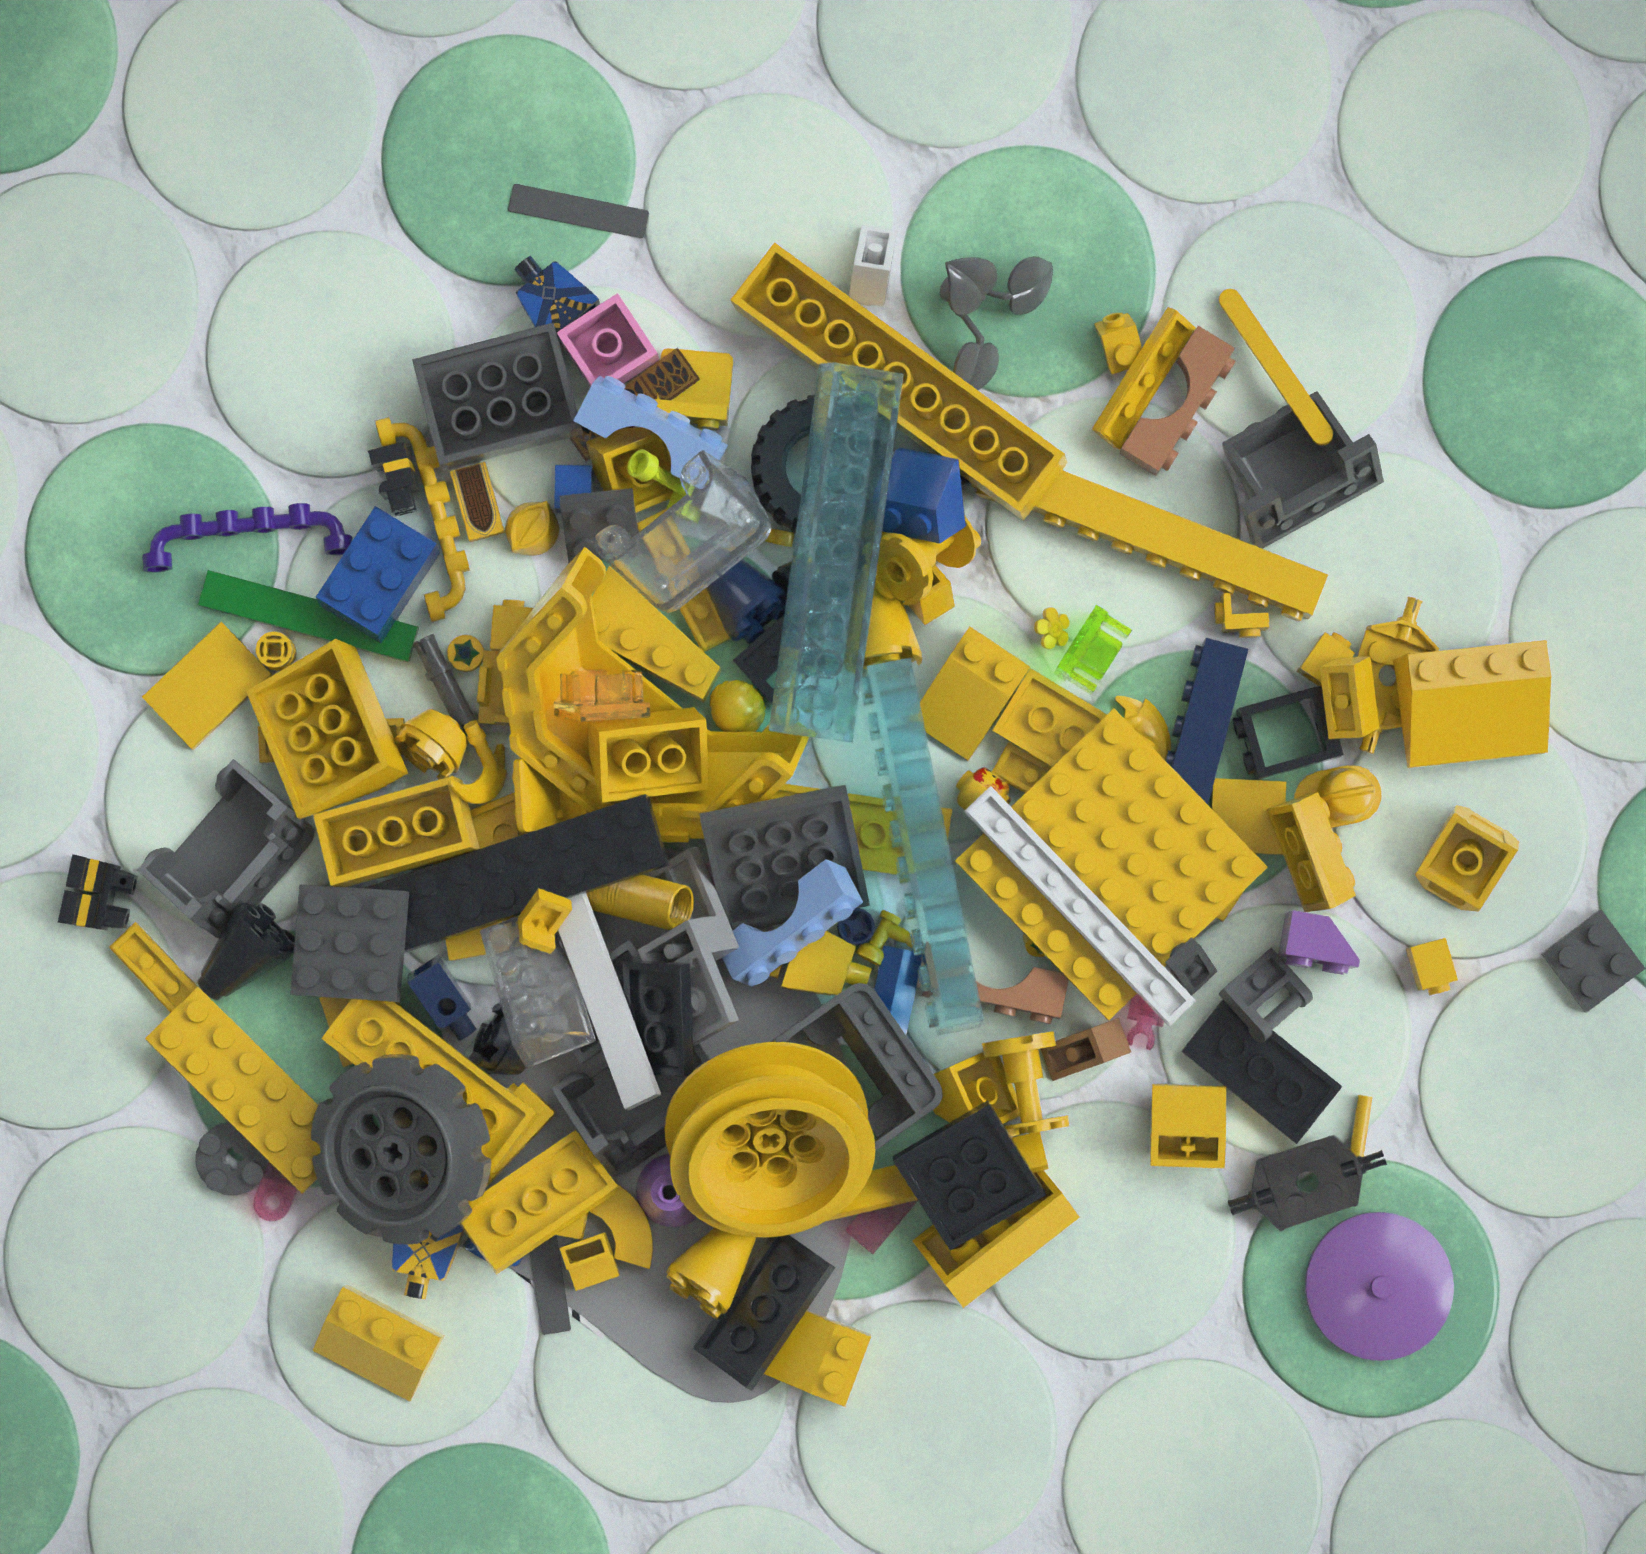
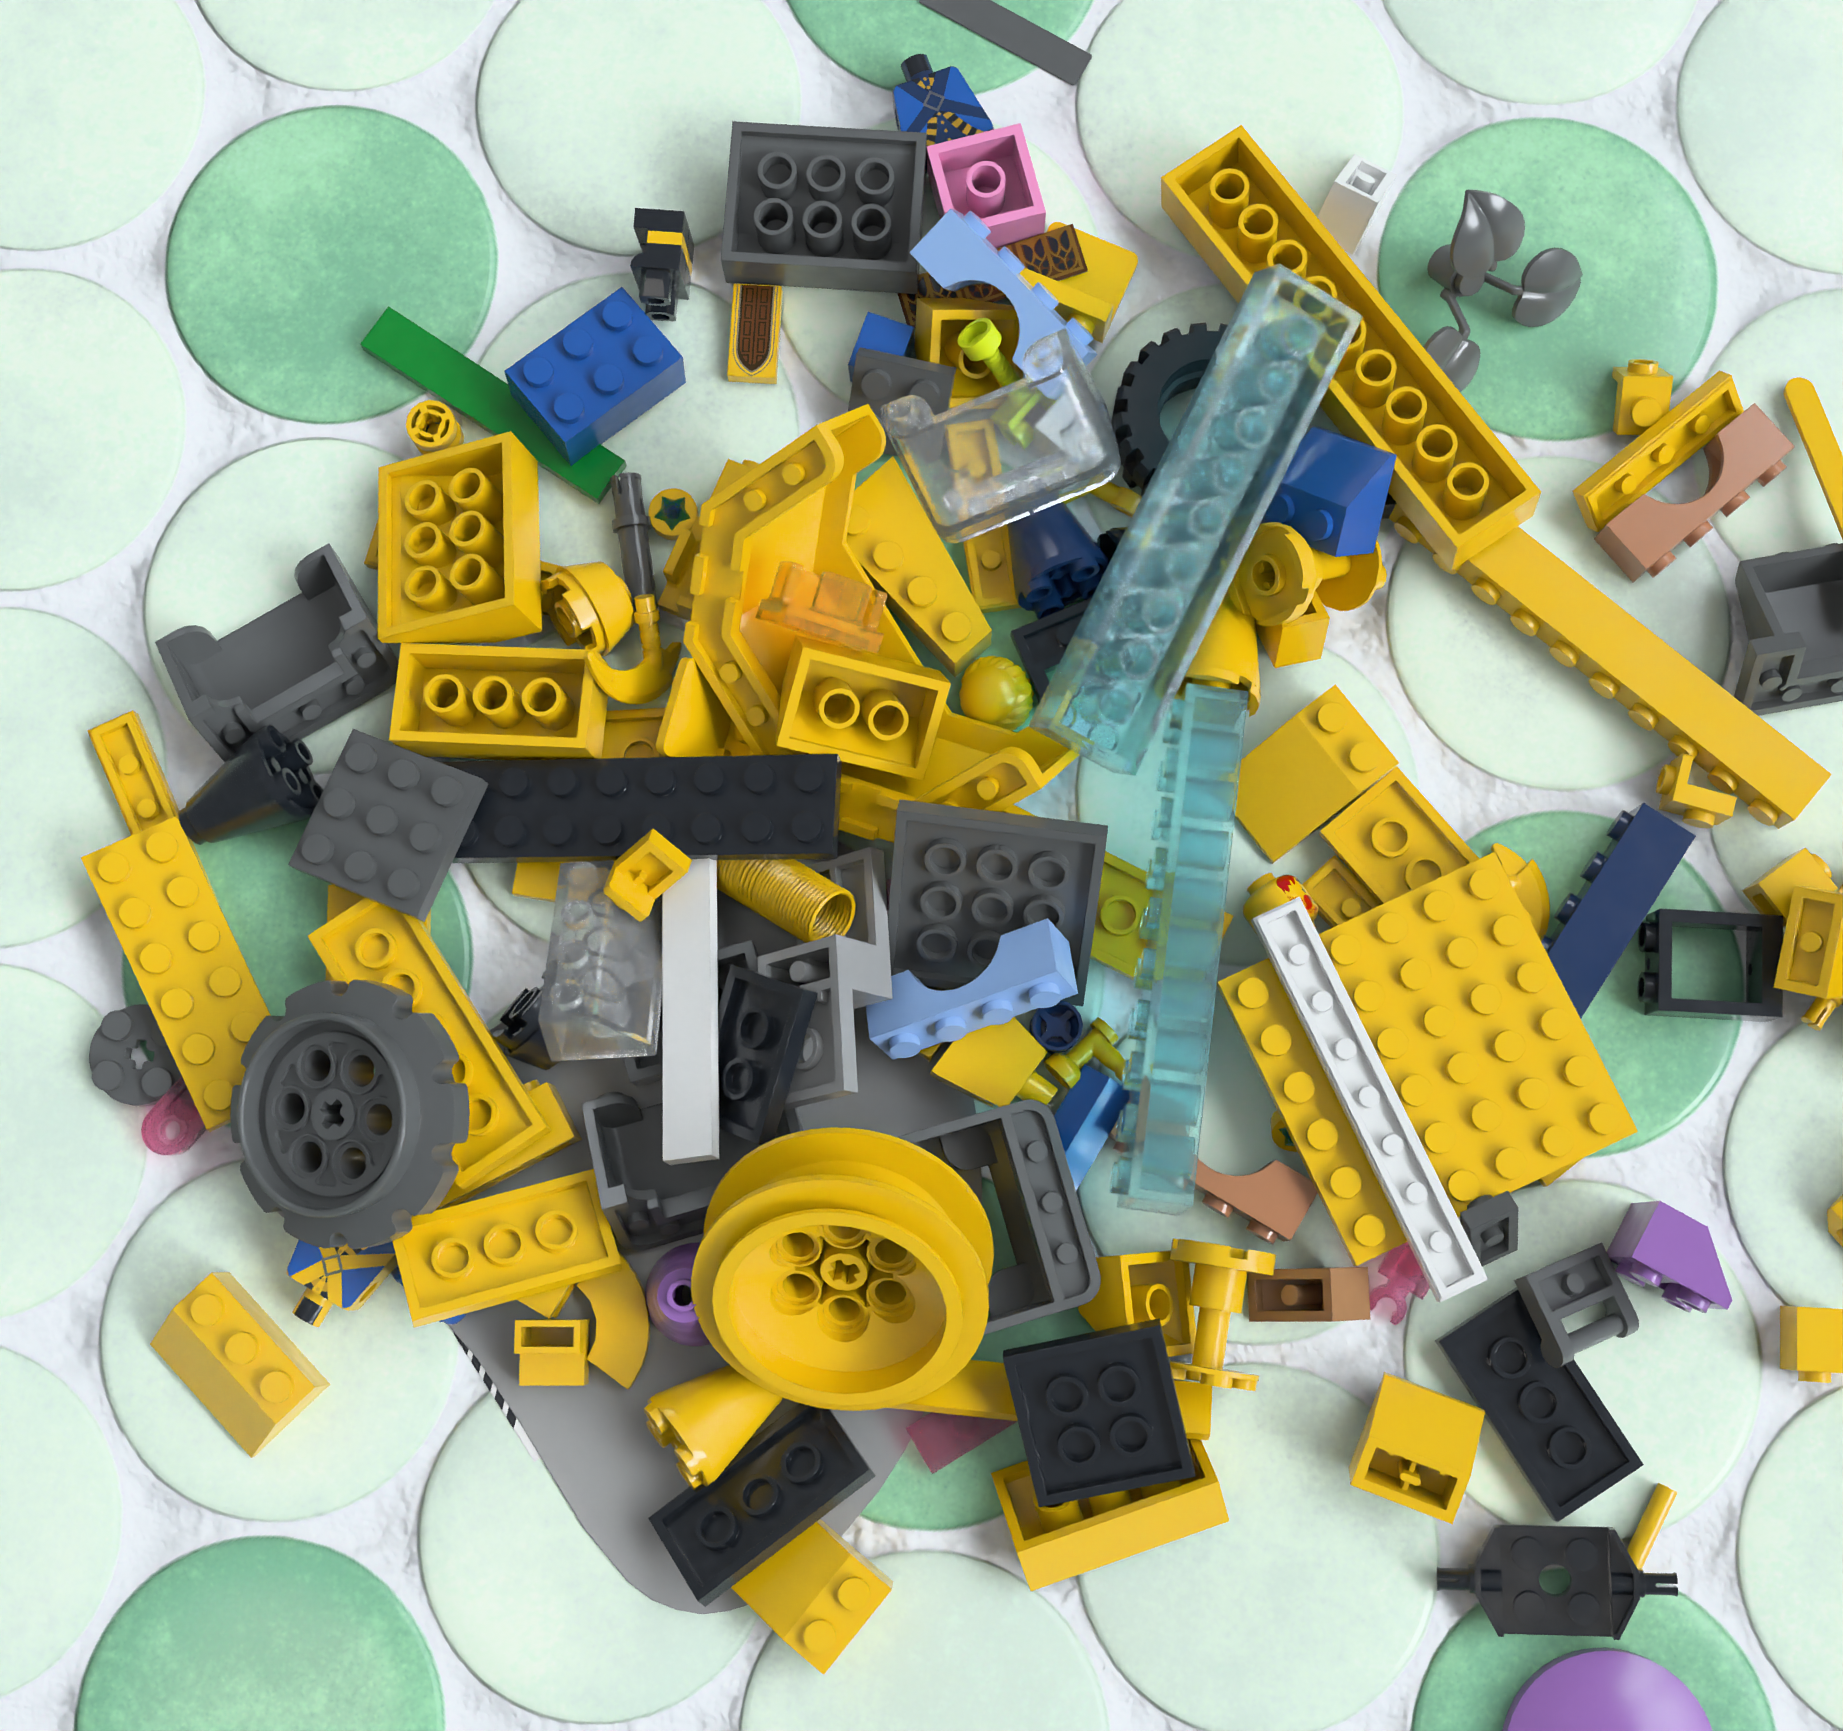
camera: 20 degrees right, 5 degrees down
(98, 878) = (88, 679): black hips -> none
(206, 685) = (332, 447): yellow tile -> none
(229, 524) = (436, 261): dark purple bar -> none
(435, 982) = (470, 917): dark blue torso -> none
(445, 527) = (703, 349): yellow bar -> none
(532, 528) = (812, 388): yellow hat -> none
(550, 1287) = (490, 1368): dark grey sticker -> none
(1052, 628) = (1439, 728): yellow plant -> none
(1092, 650) = (1487, 769): clear neon green panel -> none
(1244, 809) = (1636, 1052): yellow tile -> none
(1312, 852) = (1698, 1133): yellow slope -> none
(1348, 790) = (1748, 1072): yellow piece -> none

